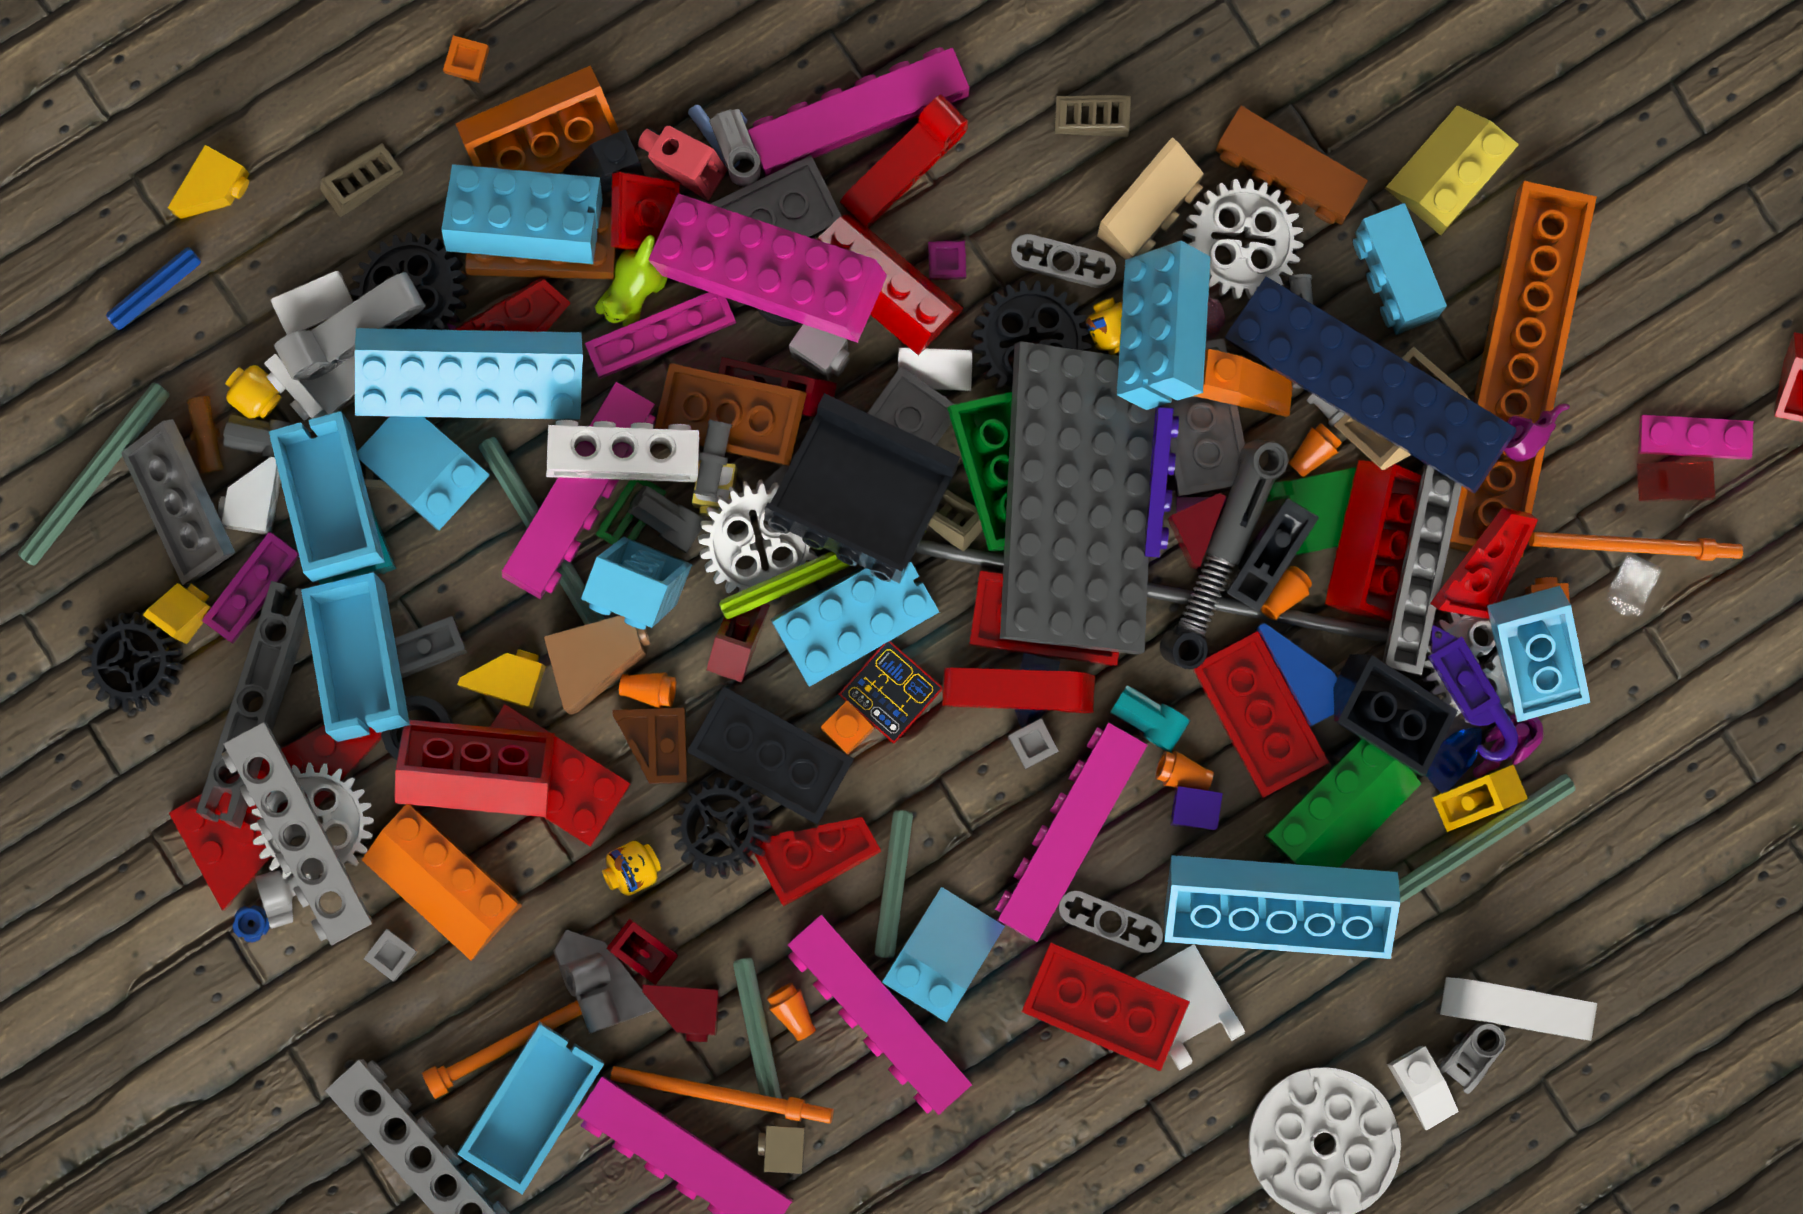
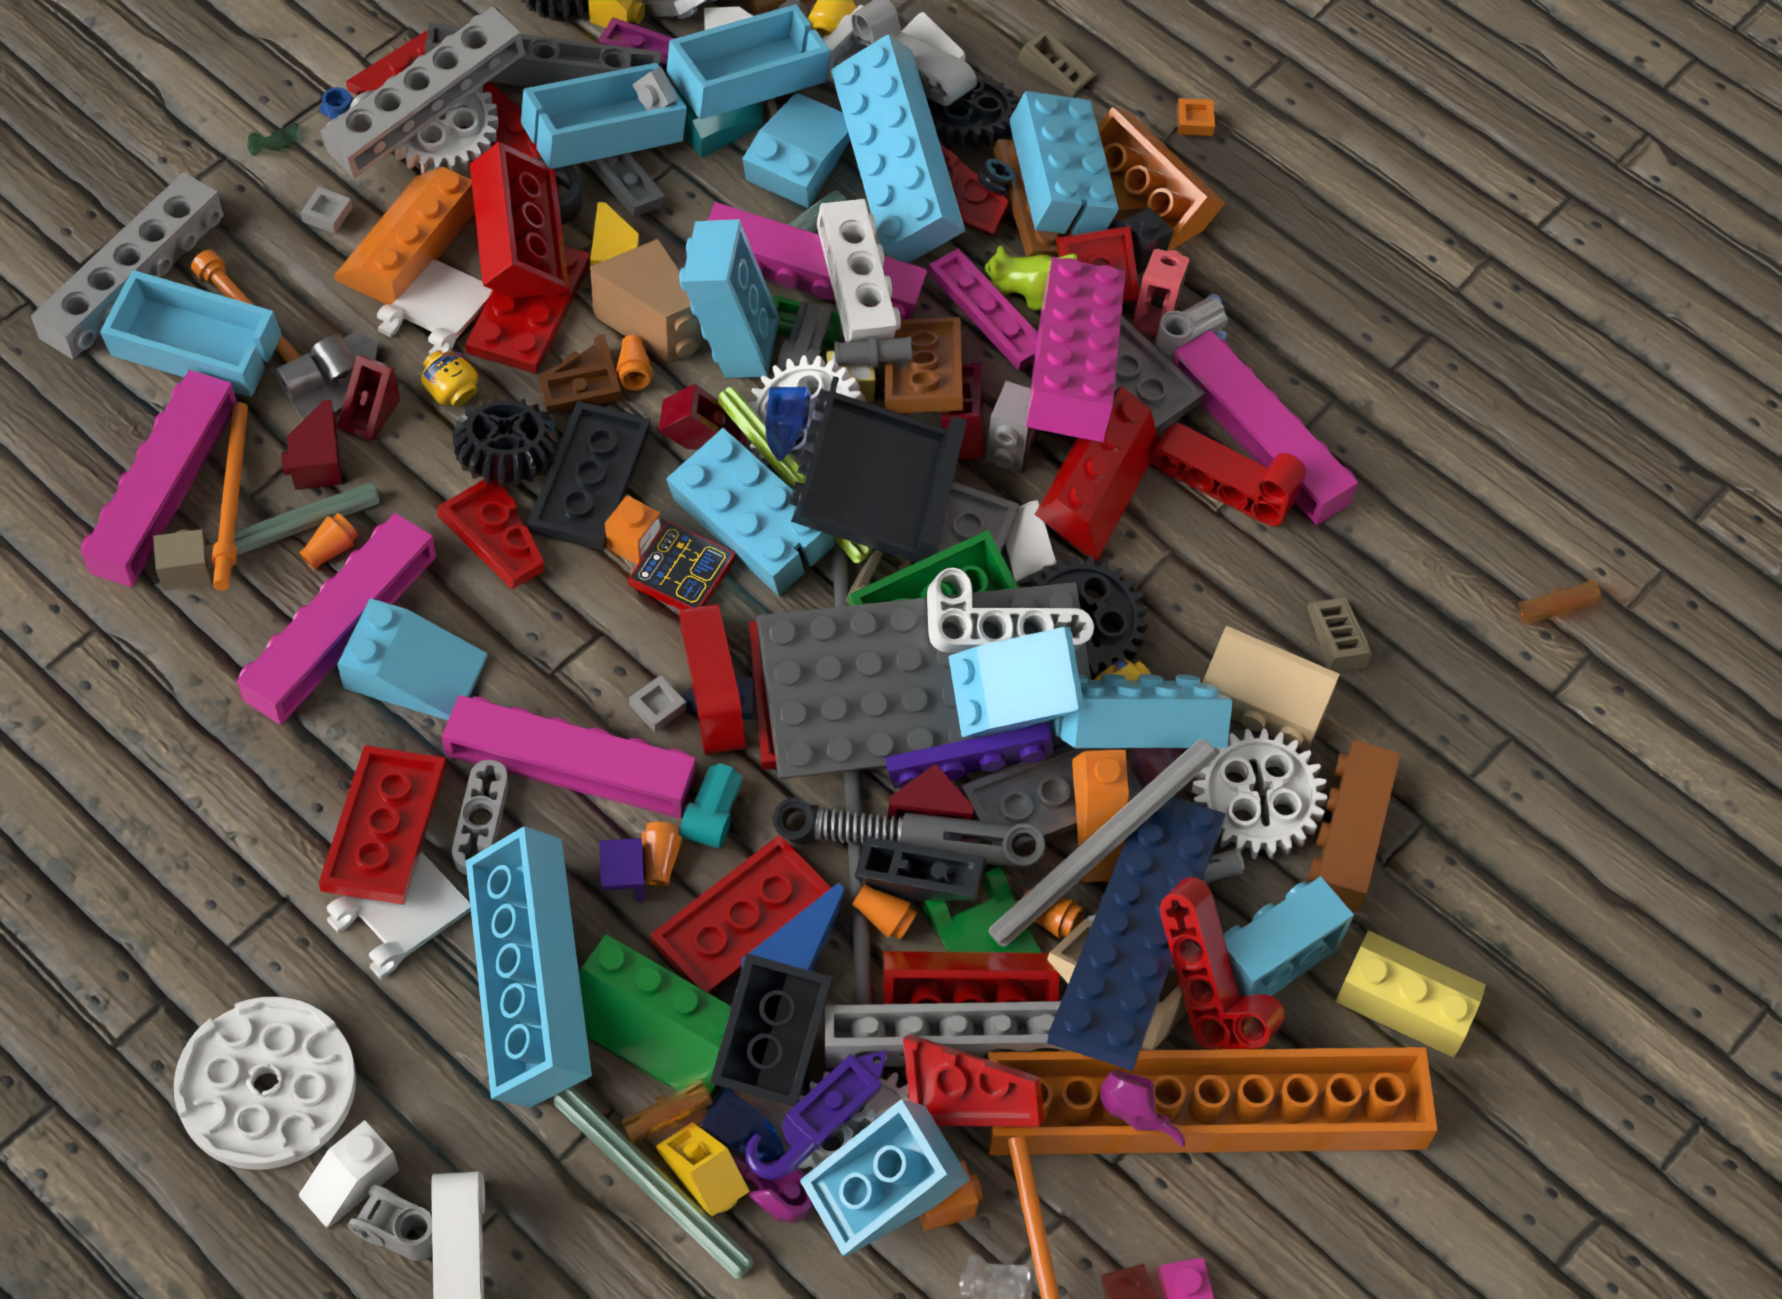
camera: 70 degrees right, 25 degrees down
(283, 992) = (276, 141): none -> clear green piece
(346, 599) = (655, 90): none -> light grey plate
(517, 292) = (996, 176): none -> black bush
(529, 862) = (438, 301): none -> white flag
(775, 560) = (785, 418): none -> clear blue plate
(893, 884) = (487, 607): sand green axle -> none
(947, 260) = (1142, 535): magenta tile -> none
(1034, 262) = (1184, 621): light grey beam -> none
(1059, 413) = (1008, 620): none -> white beam
(1130, 427) = (1016, 682): none -> slope
(1278, 390) = (1102, 842): none -> light grey axle
(1426, 816) = (667, 1111): none -> clear orange pin
(1439, 342) = (1191, 915): none -> red beam

